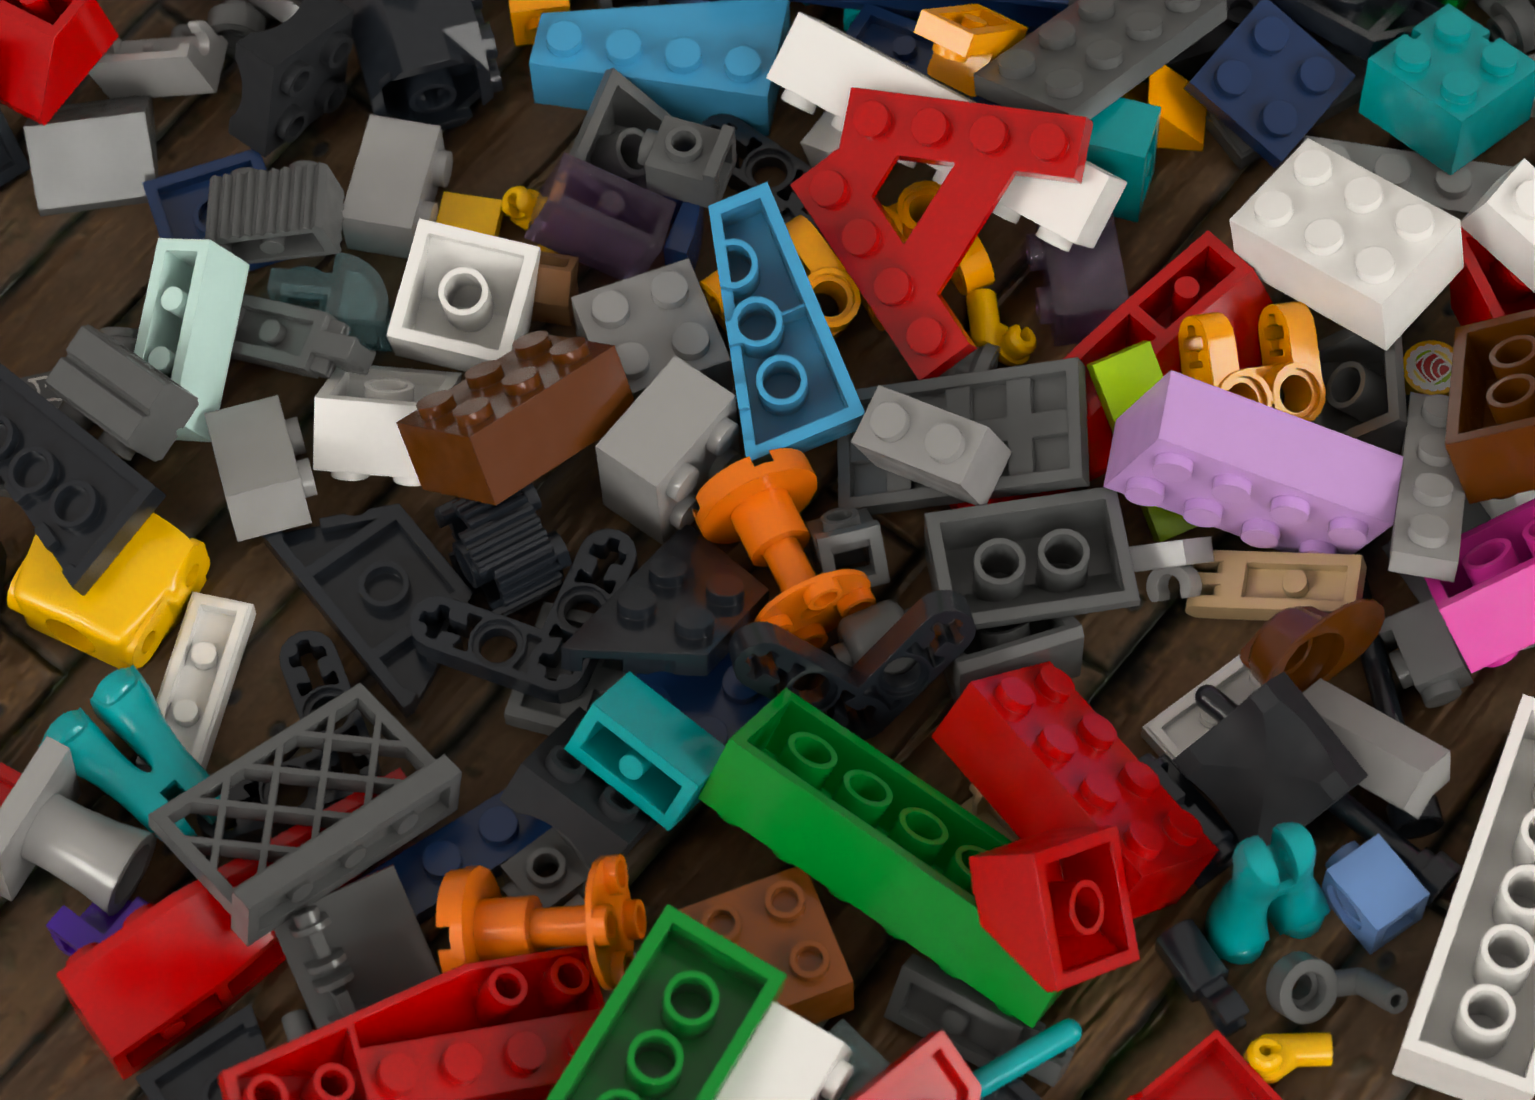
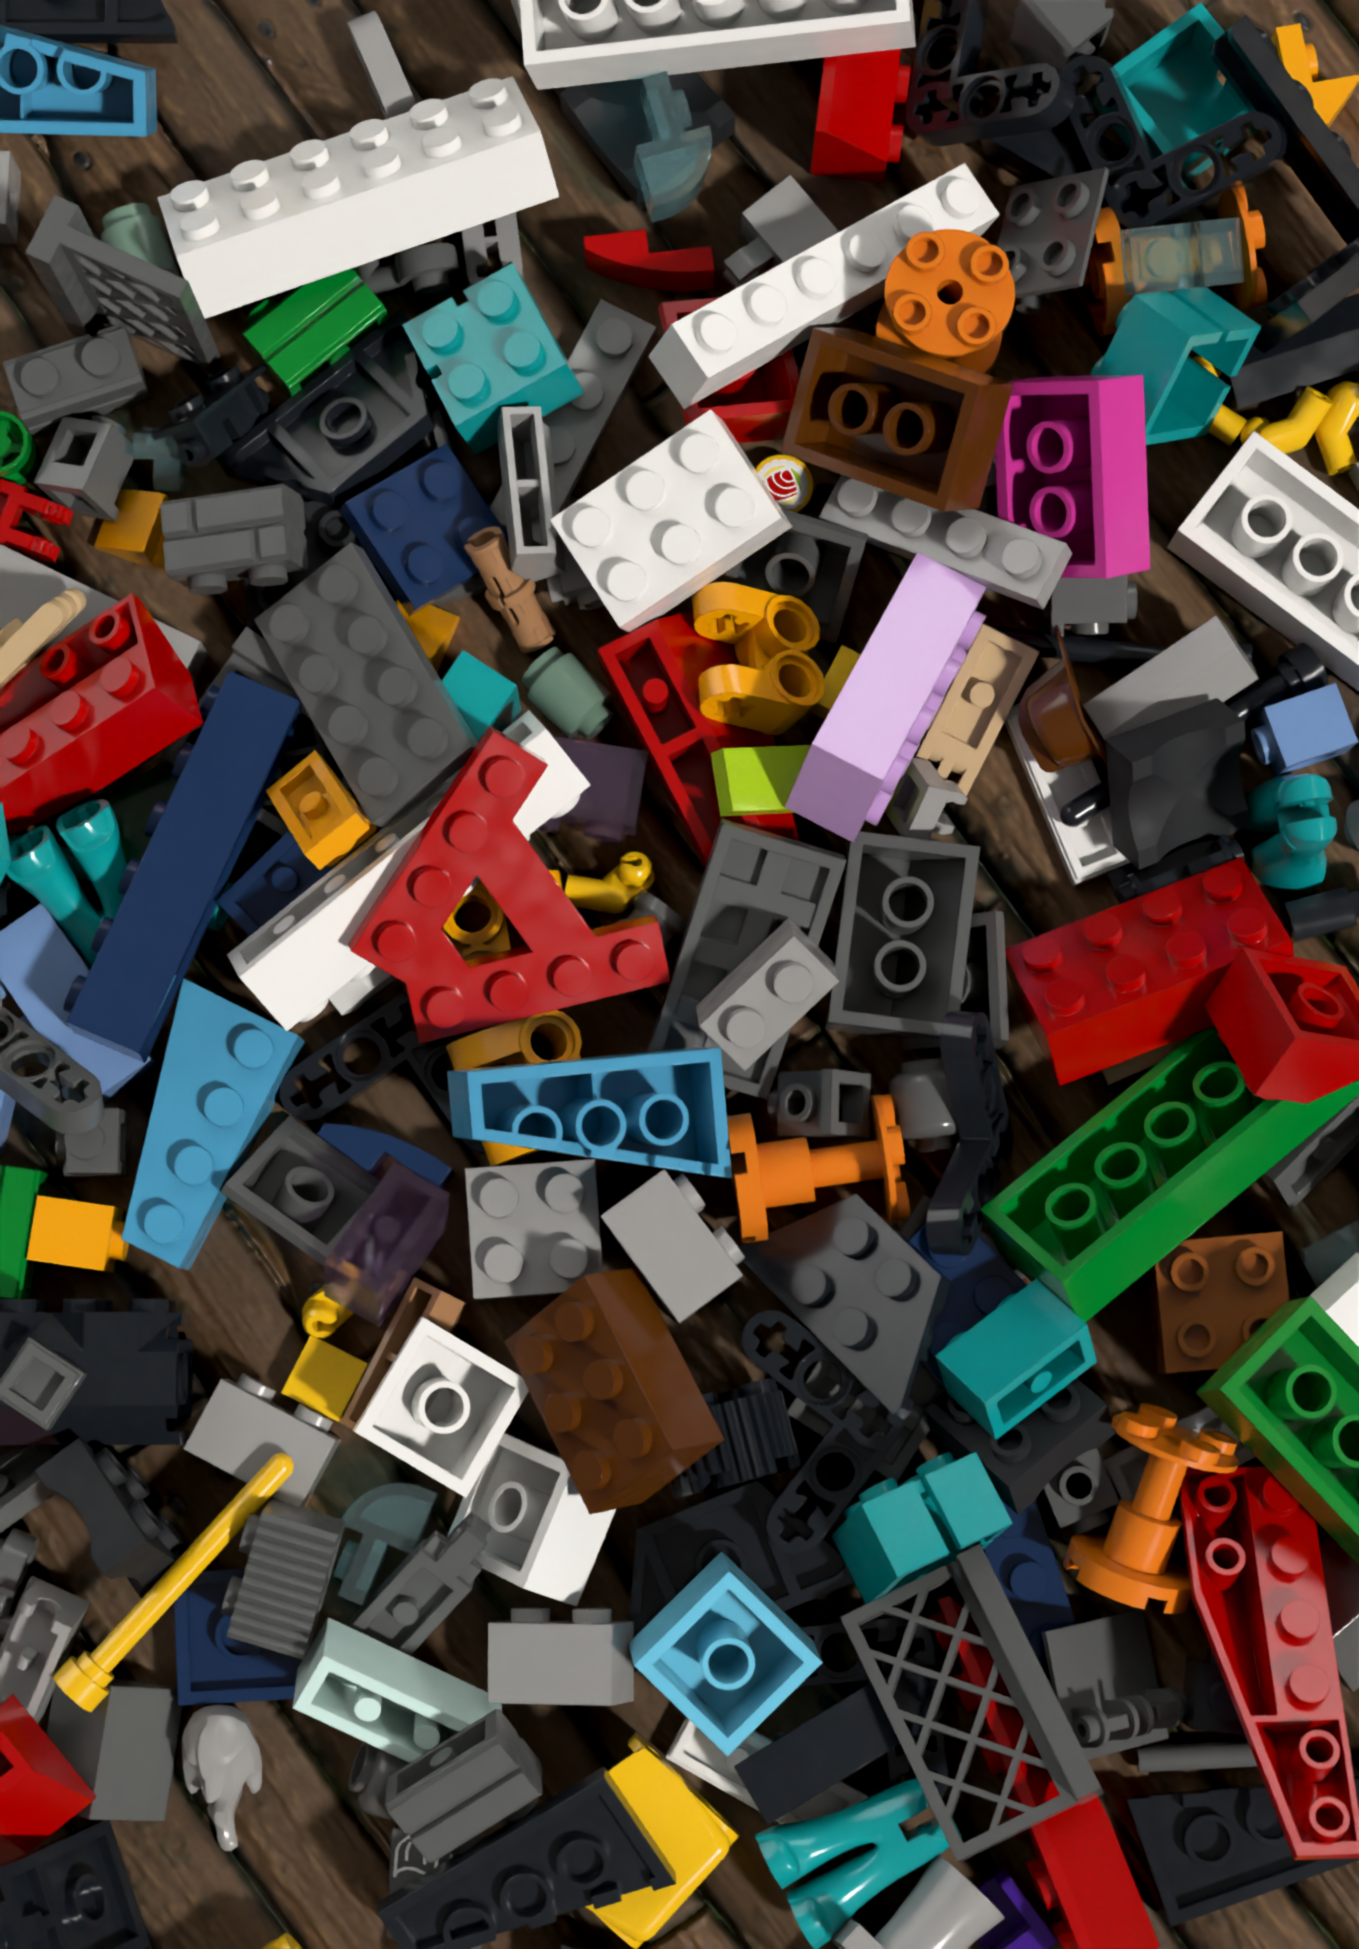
camera: 80 degrees left, 20 degrees up
(106, 230) = (219, 1759): none -> light grey piece
(147, 88) = (87, 1677): none -> yellow piece
(230, 707) = (830, 1746): none -> black slope
(299, 584) = (724, 1653): none -> medium azure brick
(465, 712) = (920, 1525): none -> teal piece
(688, 160) = (382, 1131): dark grey brick -> none
(1161, 238) = (568, 694): none -> sand green brick
(1239, 160) = (509, 591): none -> medium nougat pin
(1358, 129) = (514, 428): none -> light grey piece

